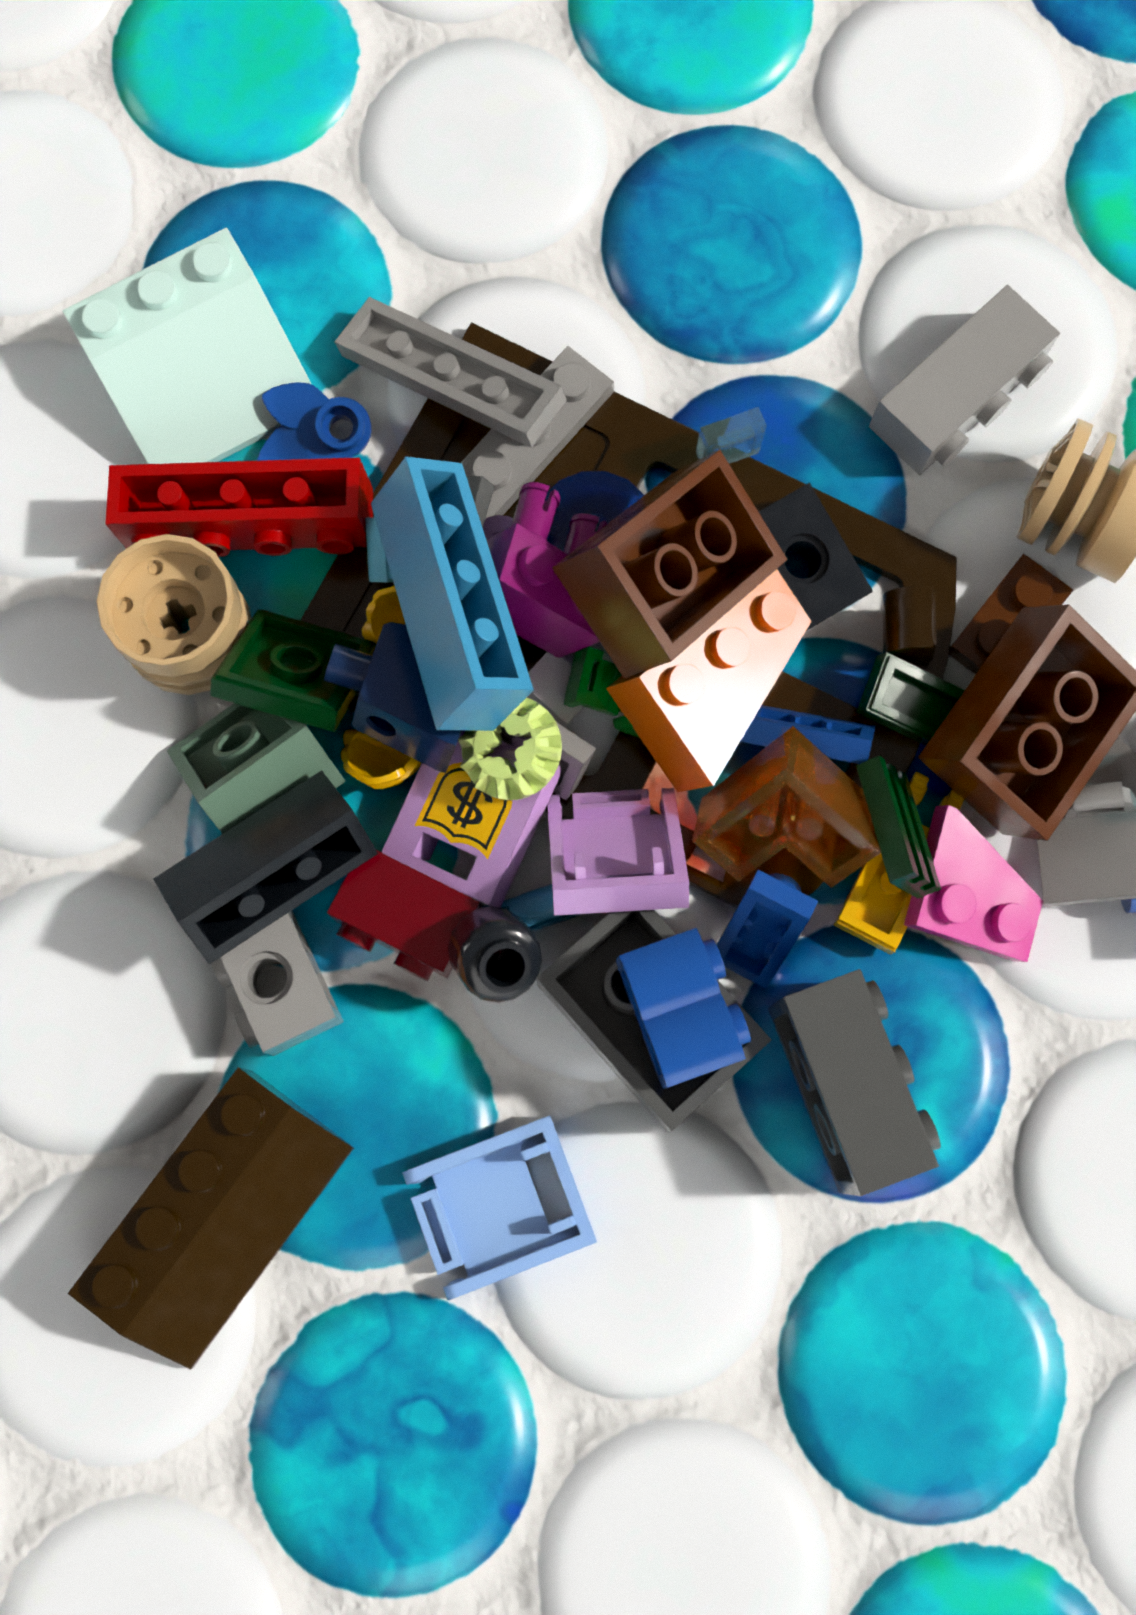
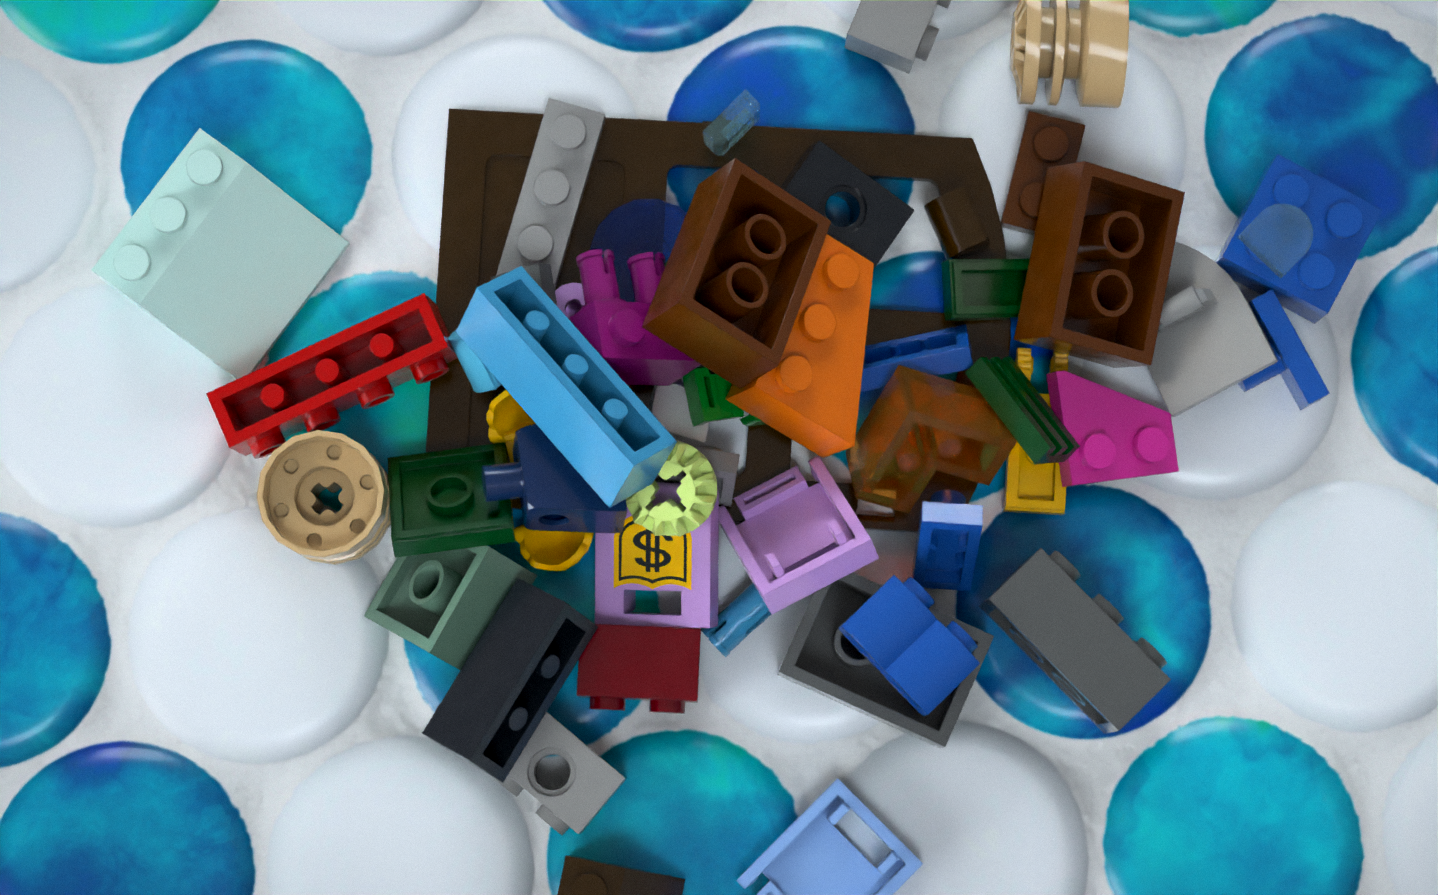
camera: 25 degrees left, 5 degrees up
(306, 424) = (350, 284): blue plate -> none
(451, 371) = (457, 170): light grey plate -> none
(495, 954) = (734, 667): black head -> none

